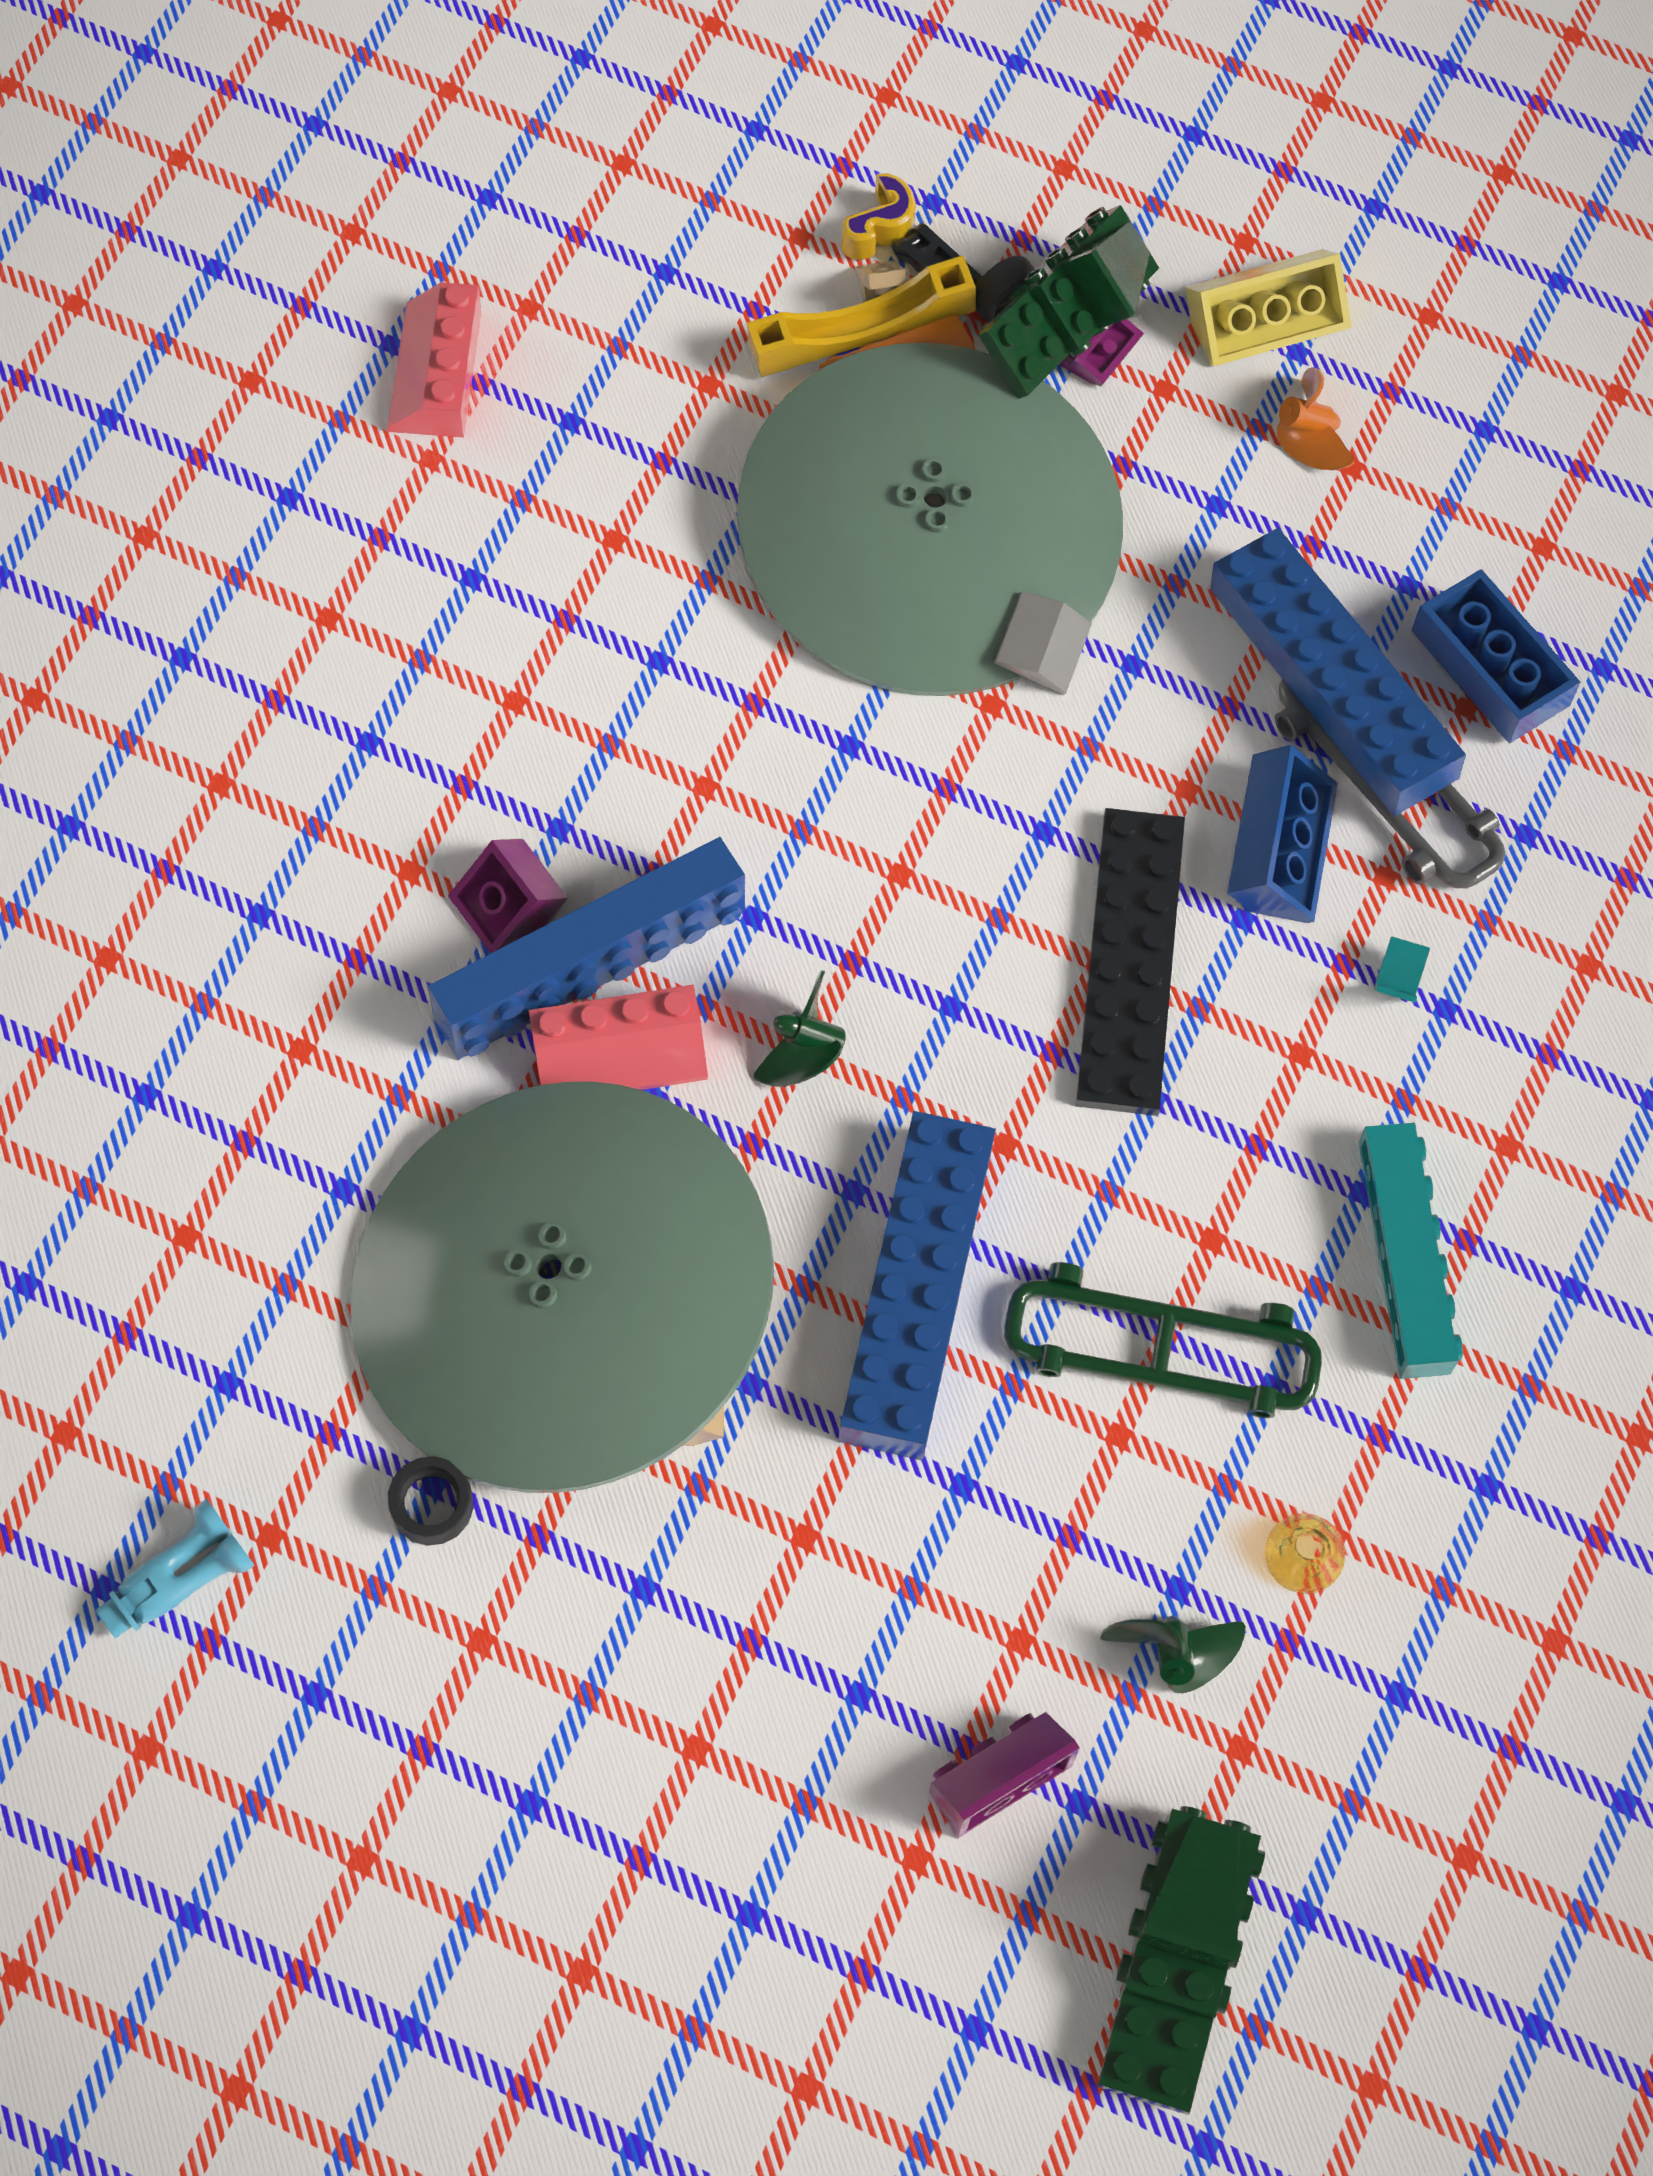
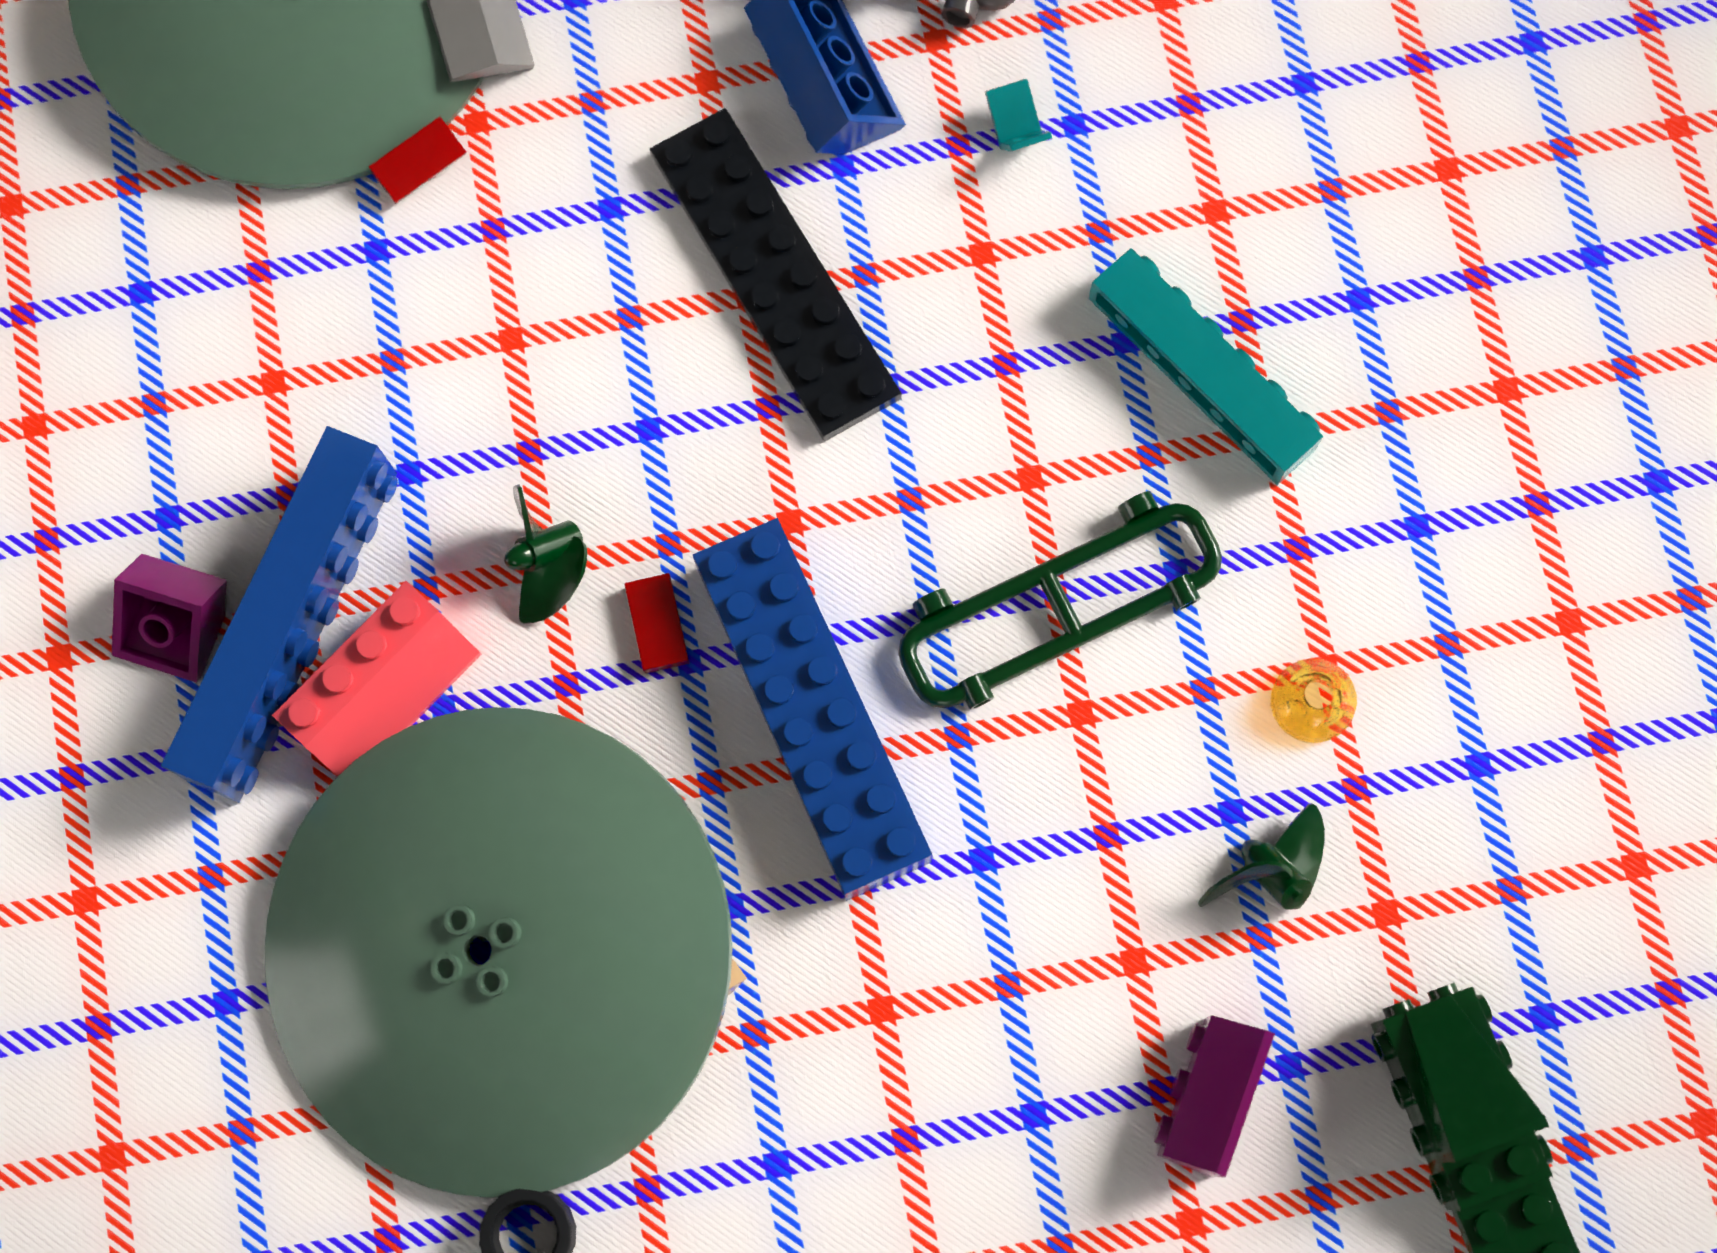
camera: 30 degrees left, 10 degrees up
(851, 1146) = (656, 623): none -> red tile
(928, 702) = (417, 160): none -> red tile

